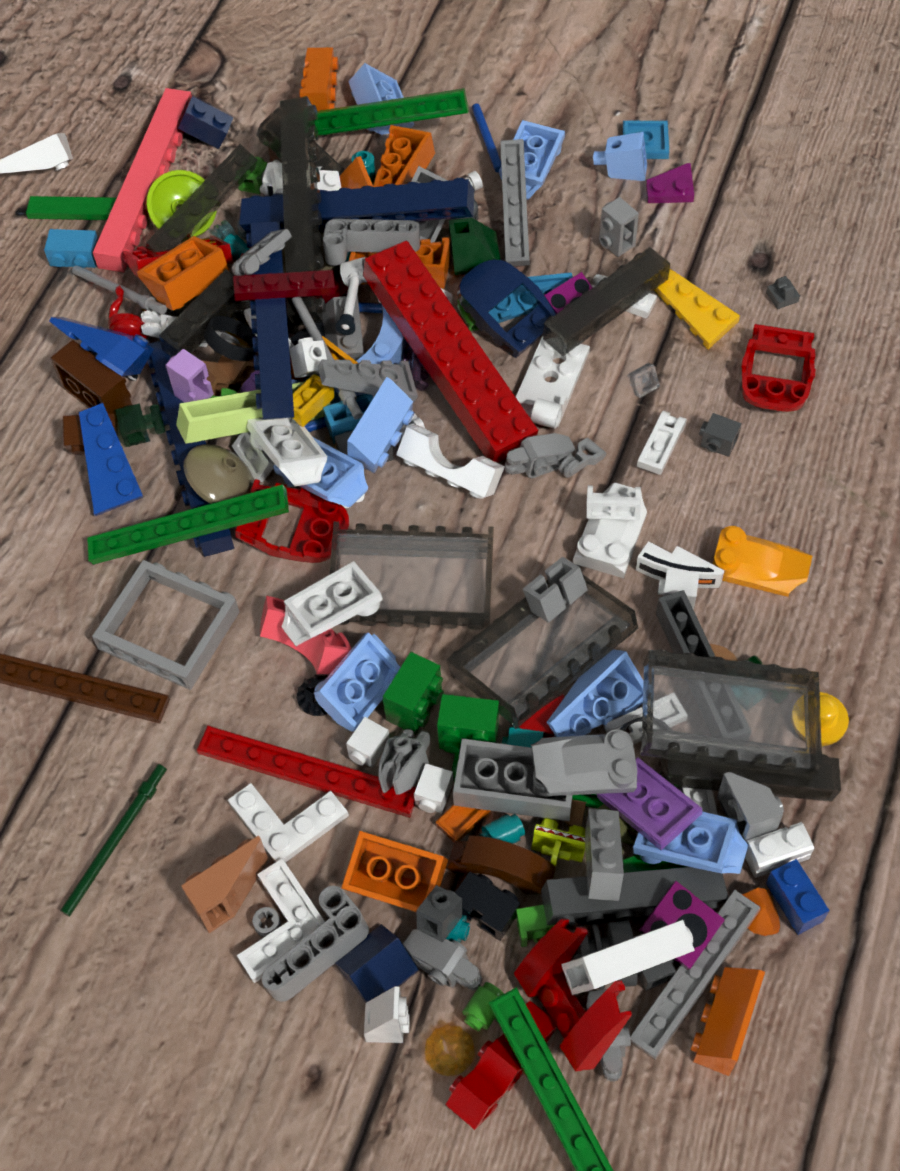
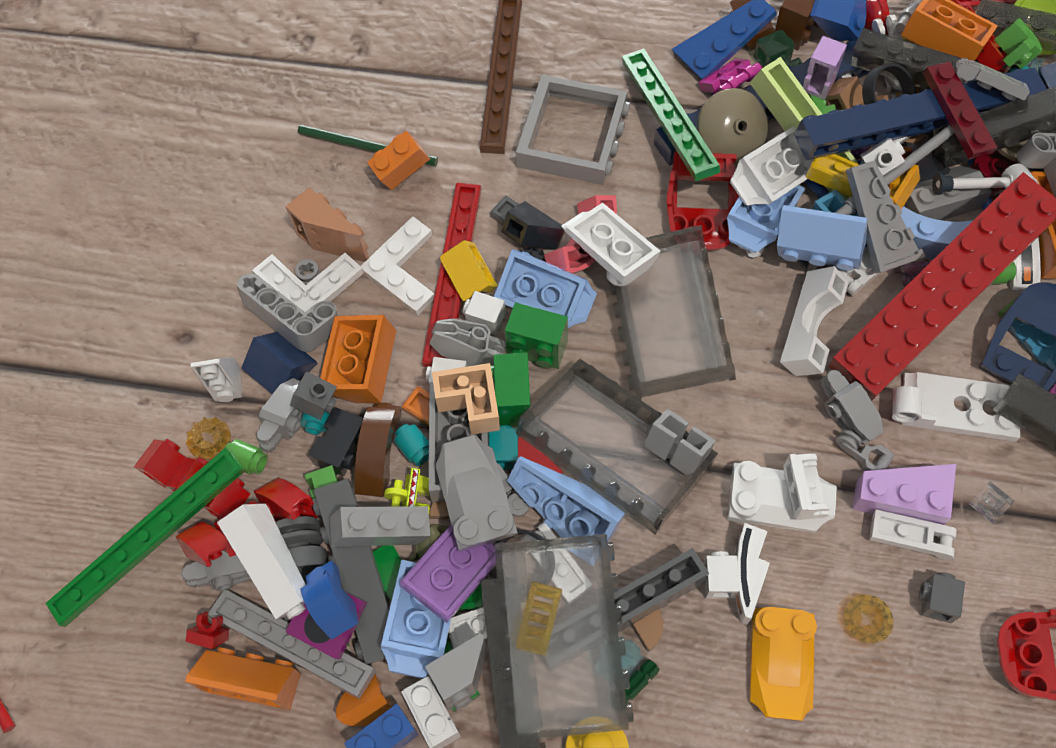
camera: 80 degrees right, 5 degrees up
(147, 471) = (730, 76): none -> dark pink plate
(157, 798) = (398, 160): none -> orange brick
(212, 229) = (1019, 44): none -> bright green brick
(248, 706) = (500, 210): none -> dark grey tile
(280, 680) = (532, 227): none -> black slope
(317, 750) = (468, 270): none -> yellow panel
(486, 739) = (470, 389): none -> light nougat brick
(628, 433) = (910, 492): none -> lavender wedge
(673, 905) = (328, 602): none -> blue brick
(675, 1058) = (207, 634): none -> red tile
(710, 733) = (530, 643): none -> clear yellow slope
(731, 483) = (867, 605): none -> clear yellow gear

